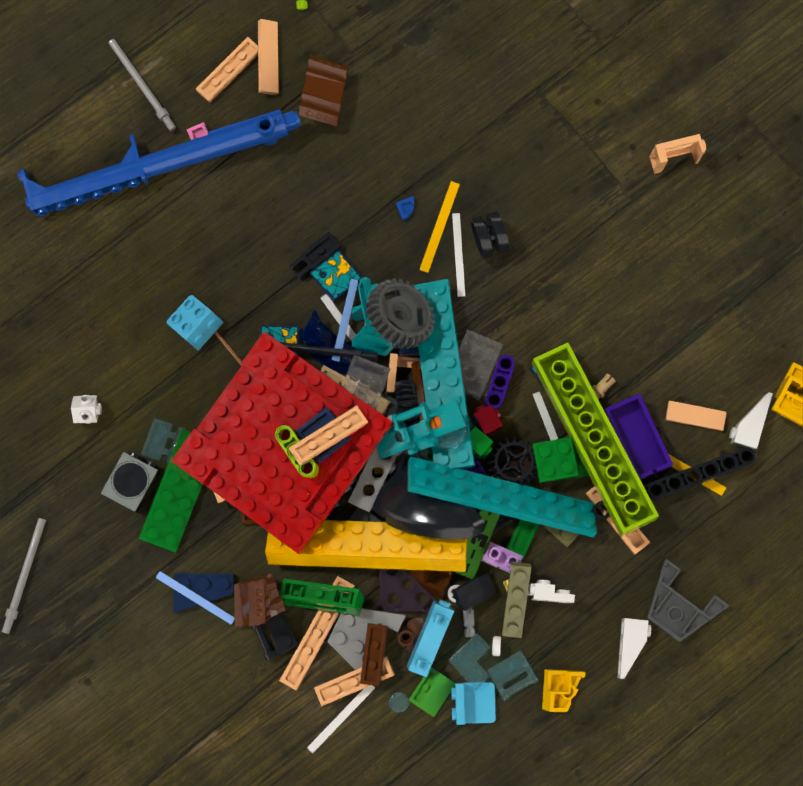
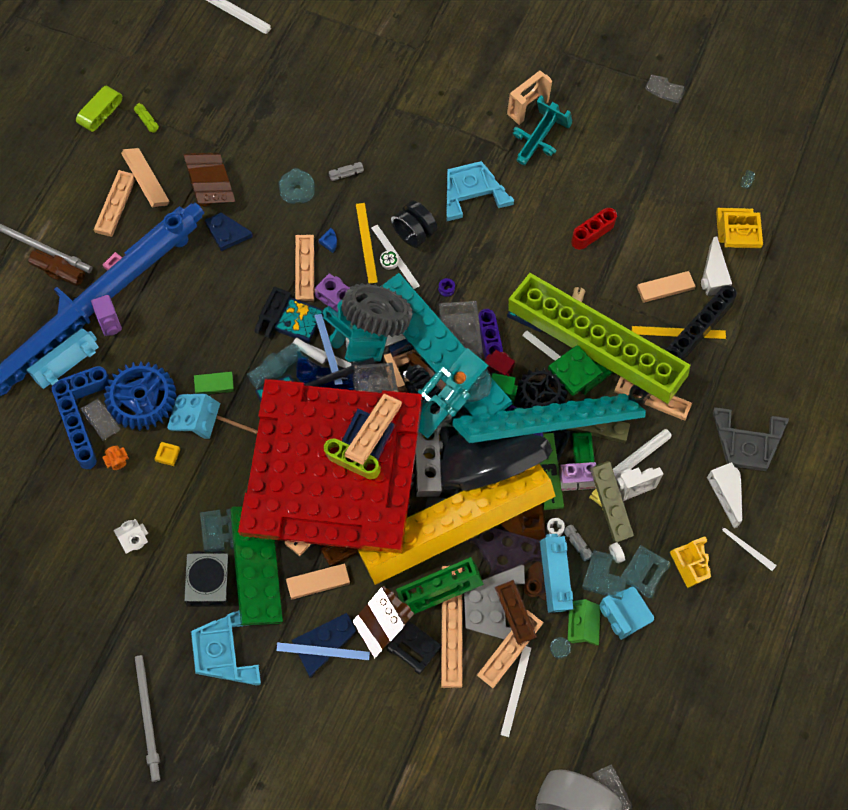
camera: 30 degrees left, 15 degrees down
(93, 267) = (73, 415): none -> blue beam
(106, 209) = (63, 358): none -> medium azure brick
(106, 549) = (216, 653): none -> medium azure wing
(107, 328) = (115, 457): none -> orange gear
(112, 284) = (100, 419): none -> clear slope
(143, 112) = (56, 267): none -> reddish brown piece
(154, 346) = (167, 453): none -> yellow tile
(156, 293) = (145, 407): none -> blue gear
(163, 187) = (106, 315): none -> medium lavender brick
(224, 532) = (318, 581): none -> light nougat tile
(228, 299) = (214, 383): none -> bright green tile
(289, 310) = (274, 365): none -> clear light blue piece
(315, 150) = (226, 231): none -> dark blue wing
(329, 311) = (310, 351): none -> white piece
(368, 225) = (304, 268): none -> light nougat tile
(377, 270) = (331, 297): none -> medium lavender brick
(399, 145) = (296, 177): none -> clear light blue plate
(450, 256) = (389, 260): none -> white tile
(459, 143) = (346, 171): none -> light grey axle
(474, 591) = (570, 515): black slope -> none
(488, 305) = (446, 293): none -> dark purple bush
(569, 214) = (471, 182): none -> medium azure wing
(570, 566) = (642, 452): none -> white axle
(627, 724) = (757, 555): none -> white sticker
(639, 436) = (634, 316): dark purple piece -> none
(656, 202) = (551, 115): none -> teal piece
(669, 319) = (590, 235): none -> red beam

